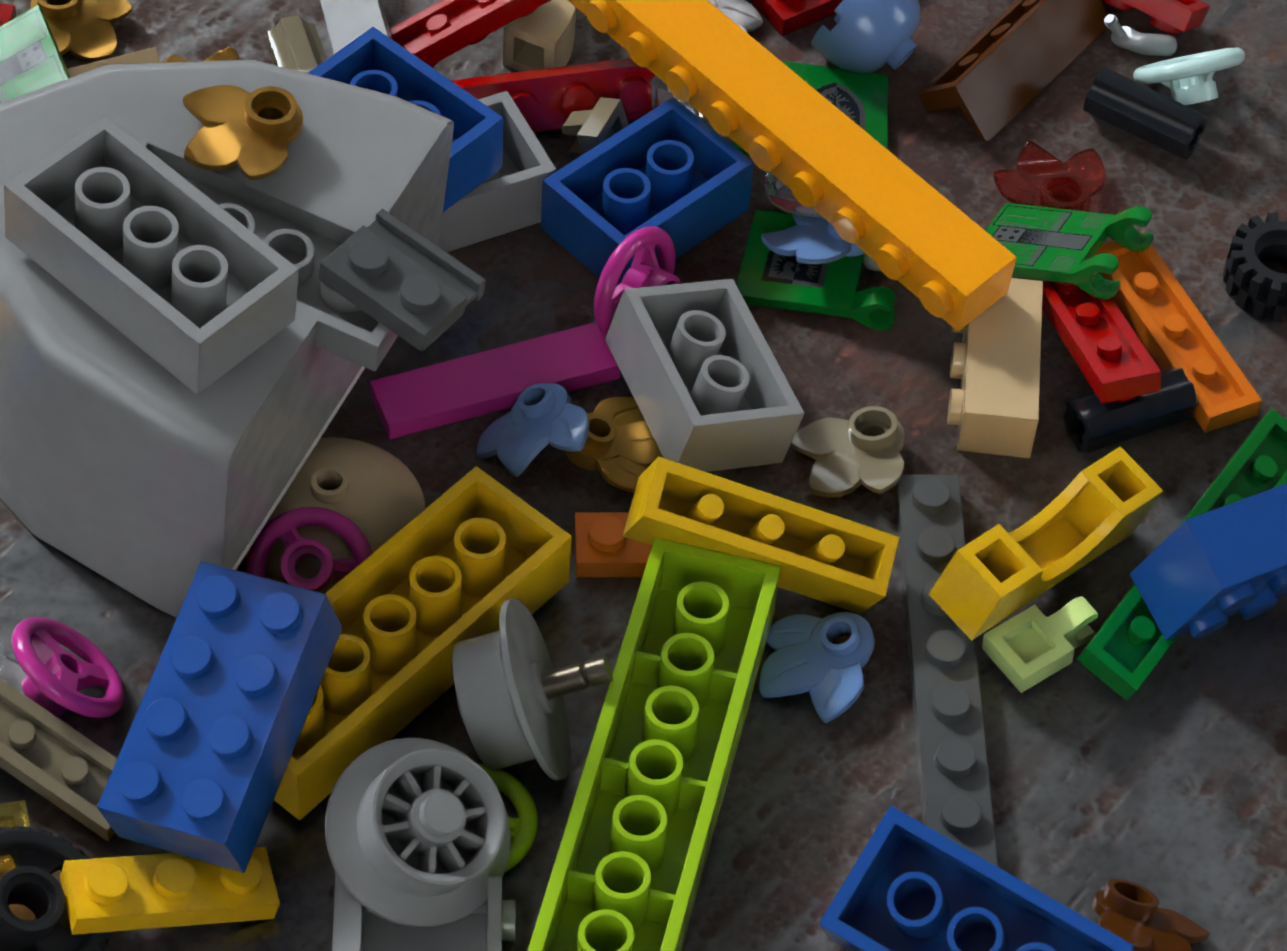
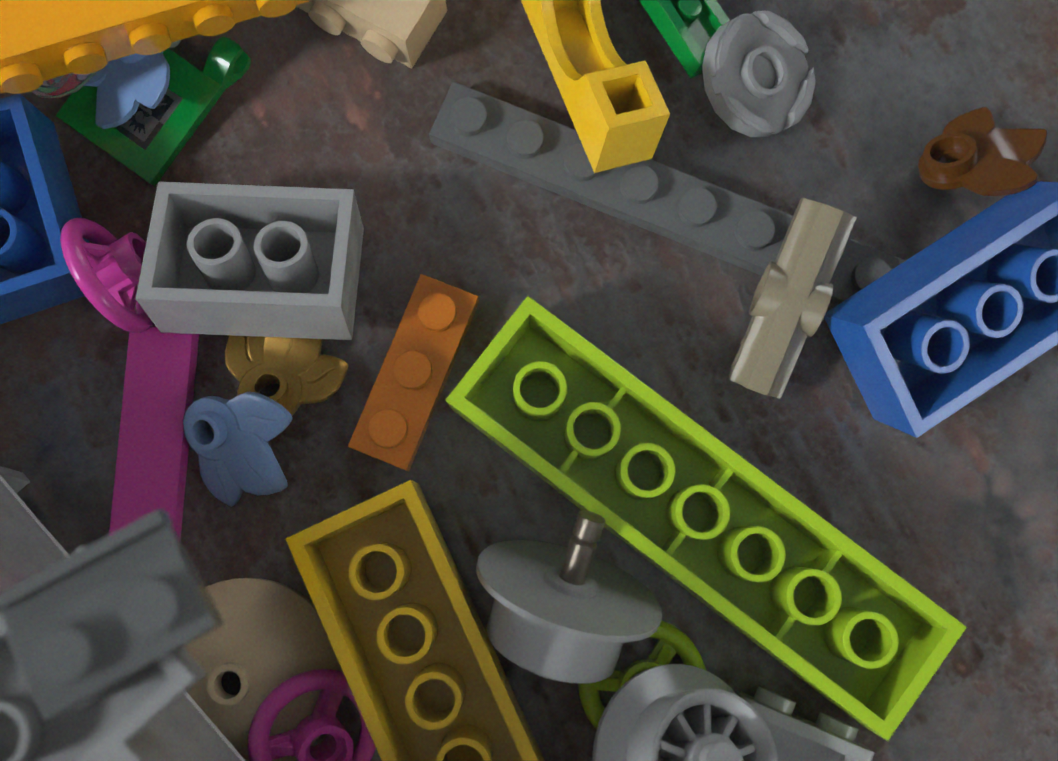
camera: 65 degrees left, 30 degrees up
(812, 663) = (603, 307): medium blue plate -> none
(816, 550) = (478, 301): yellow brick -> none
(853, 452) = (393, 168): dark tan plate -> none
(904, 780) = (791, 297): none -> dark tan piece
(1038, 646) = (676, 92): yellowish green plate -> none
(1112, 709) = (758, 74): none -> light grey tile

